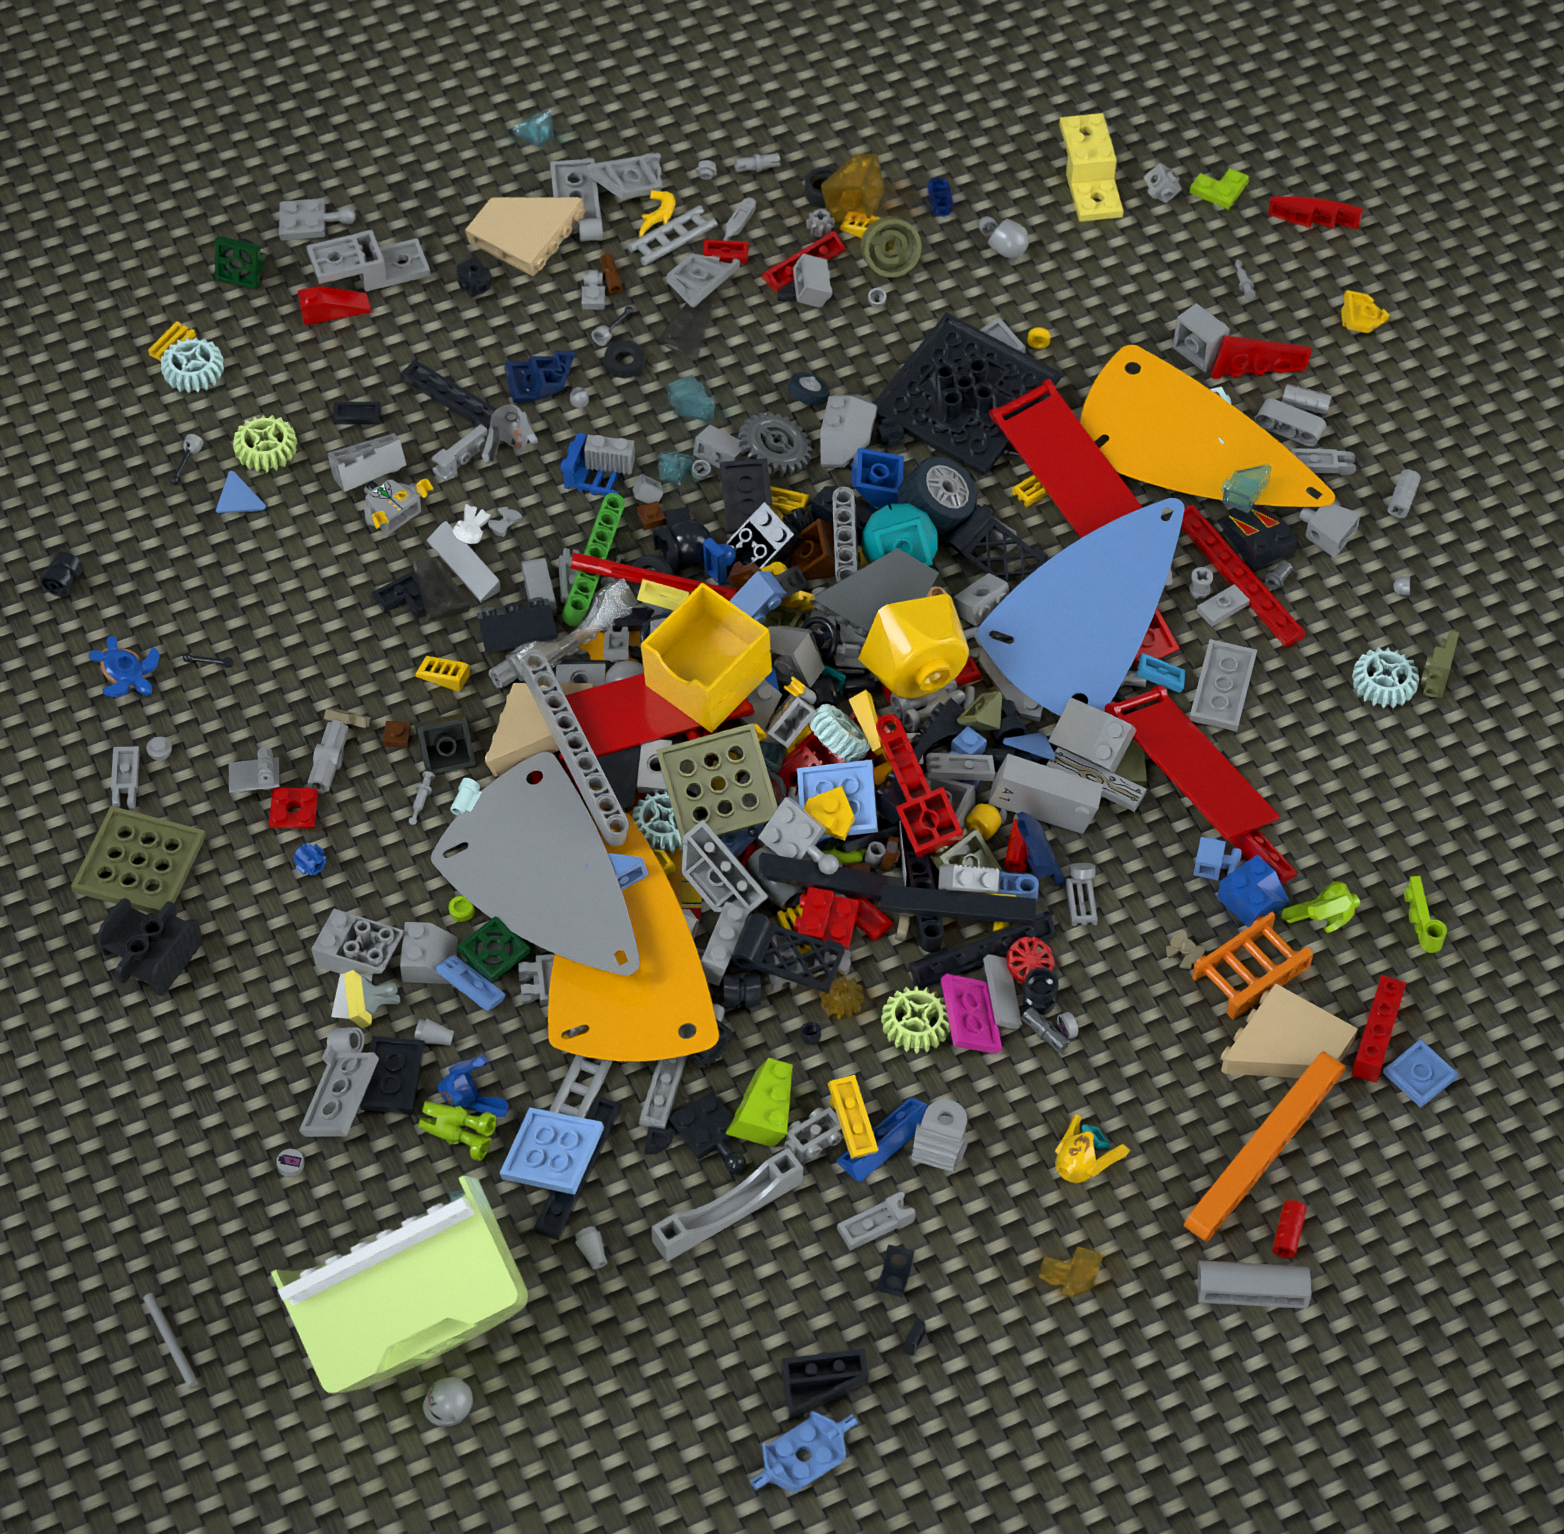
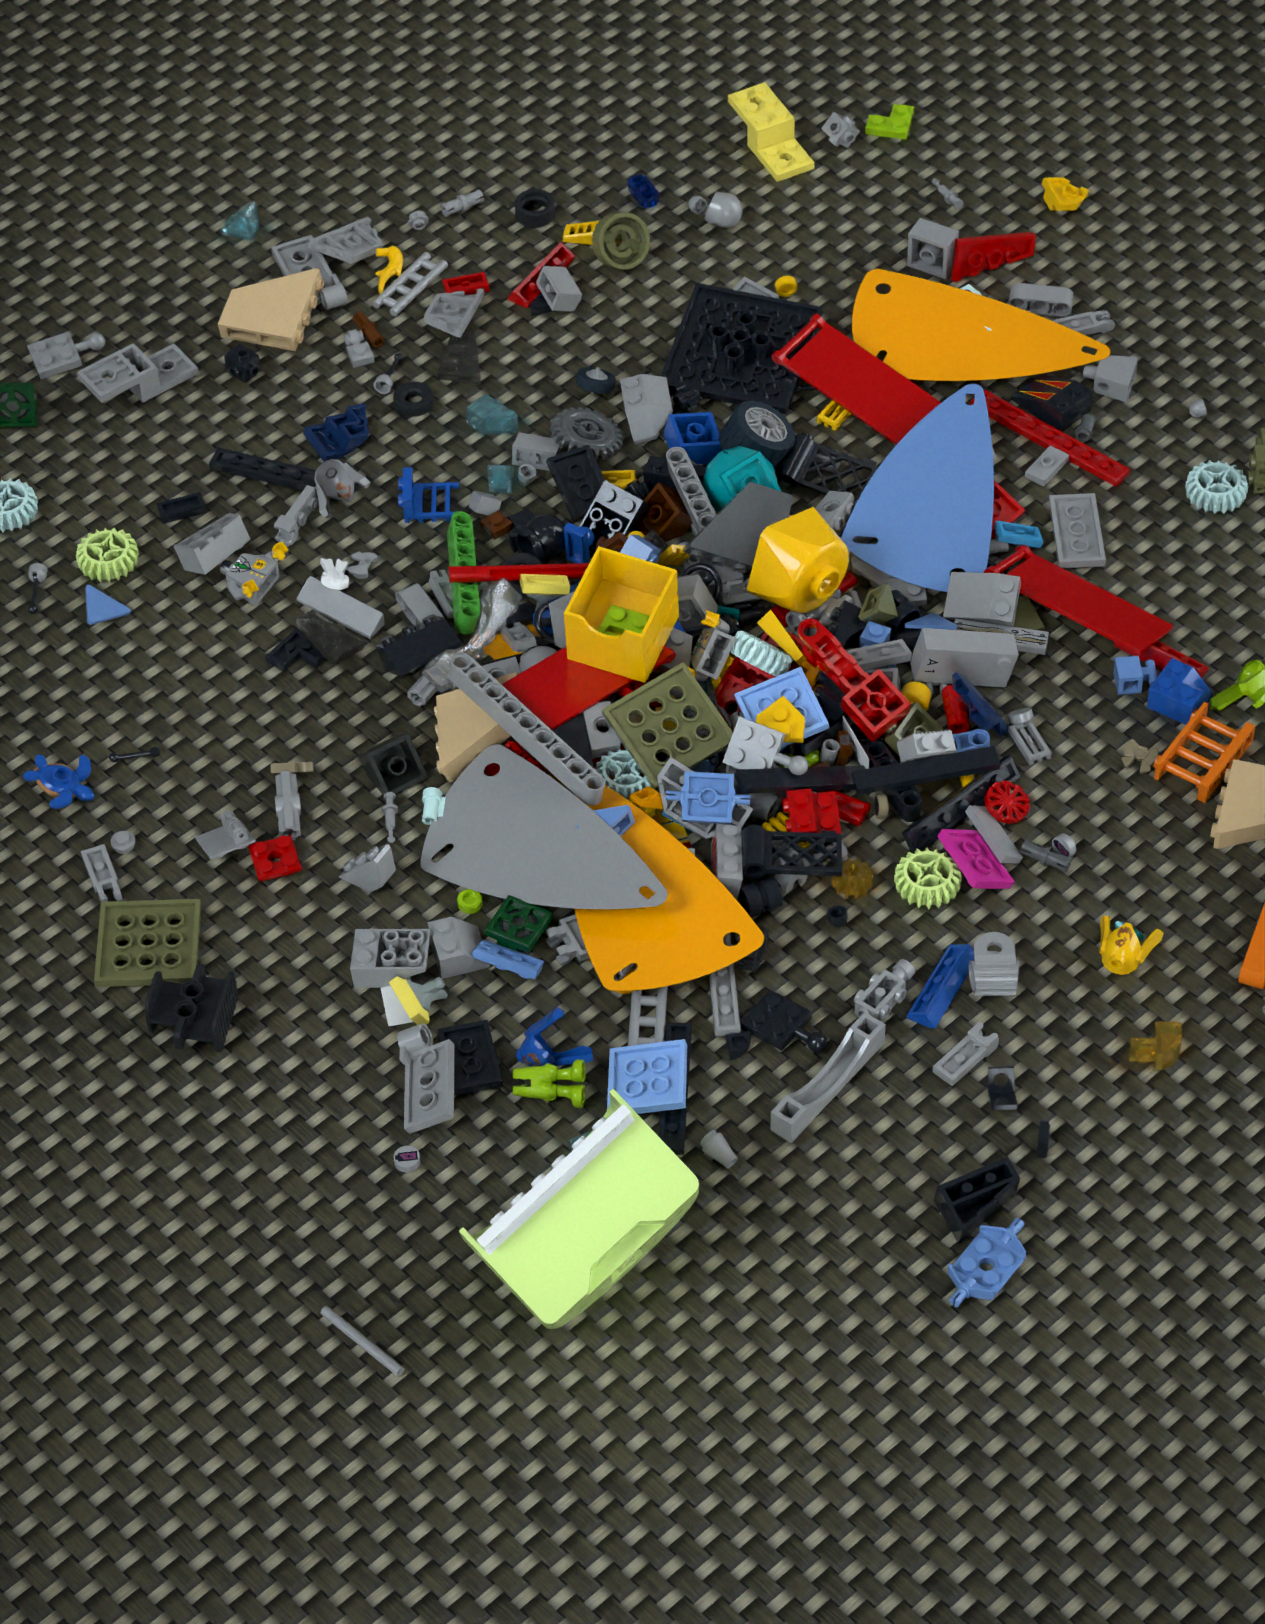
camera: 15 degrees left, 5 degrees down
(309, 859) = (311, 896): blue gear -> none
(328, 303) = (114, 420): red slope -> none
(376, 847) = (370, 869): none -> light grey slope
(397, 734) = (343, 770): reddish brown plate -> none
(433, 1033) = (492, 1011): light grey cone -> none
(449, 1400) = (646, 1311): light grey helmet -> none
(455, 683) = (375, 703): yellow slope -> none
(579, 397) = (385, 442): light grey hinge -> none
(609, 454) = (439, 480): light grey brick -> none
(670, 852) = (647, 798): none -> light orange slope
(704, 664) = (622, 619): none -> lime plate
(724, 873) = (707, 797): none -> medium blue plate
(740, 218) = (466, 253): light grey piece -> none
(765, 1105) = (825, 984): lime wedge -> none
(820, 223) = (544, 239): light grey gear -> none
(852, 1116) = (909, 969): yellow piece -> none
(854, 189) = (565, 202): clear yellow slope -> none
(882, 297) = (628, 288): light grey hinge -> none
(1040, 990) = (1028, 822): black wheel -> none
(1201, 582) = (1020, 454): light grey bush -> none
(1245, 487) = (1028, 360): clear light blue slope -> none
(1306, 399) = (1047, 276): light grey axle -> none
(1319, 211) = (977, 122): red slope -> none
(1404, 493) = (1166, 333): light grey axle -> none

